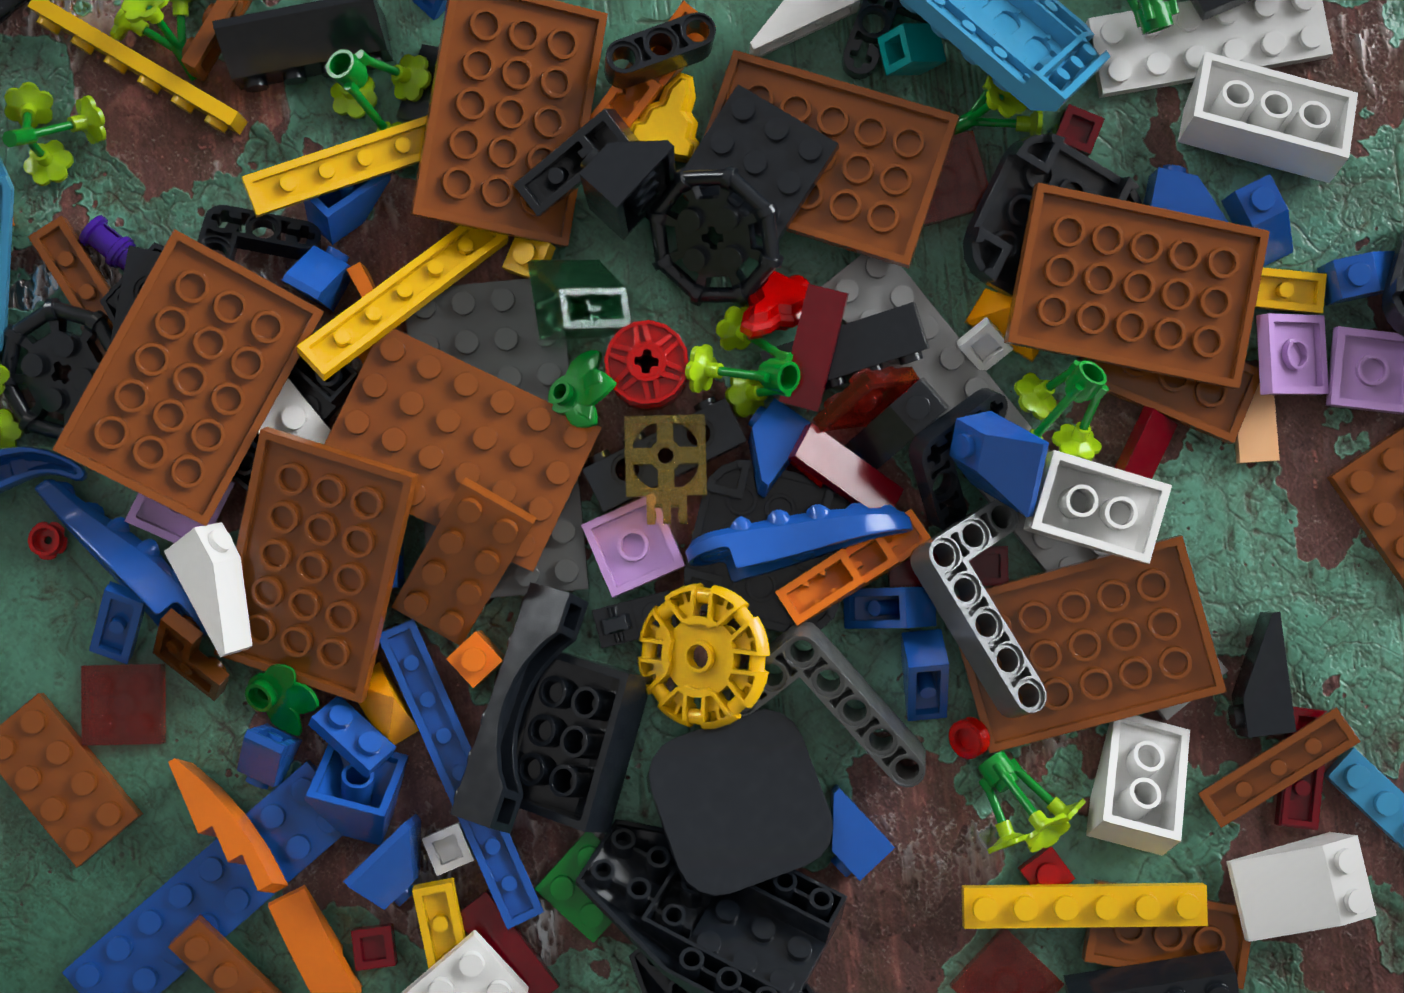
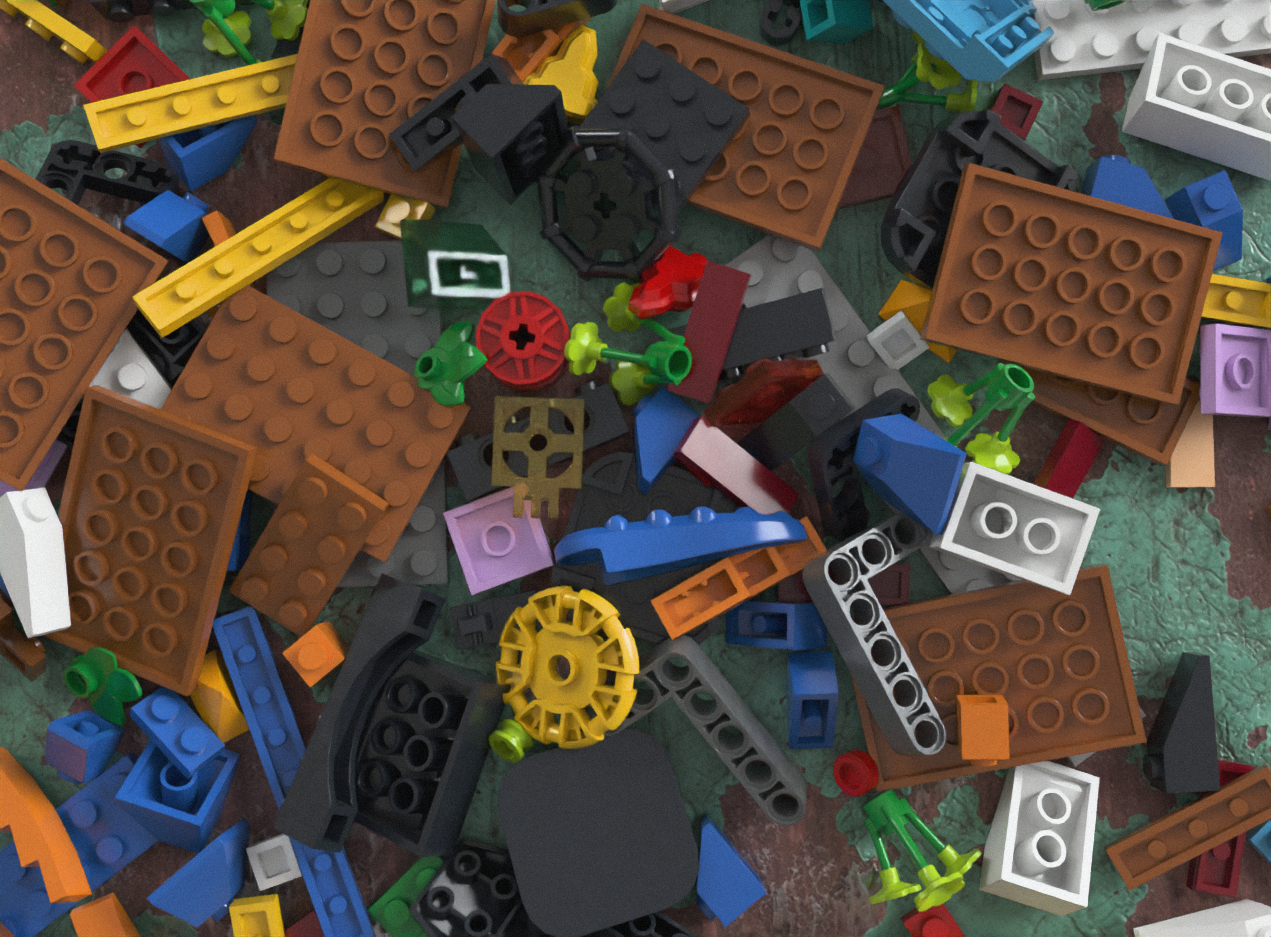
camera: 10 degrees right, 0 degrees up
(270, 139) = (127, 68): none -> red plate
(656, 727) = (511, 741): none -> lime bush
(1079, 688) = (982, 728): none -> orange brick

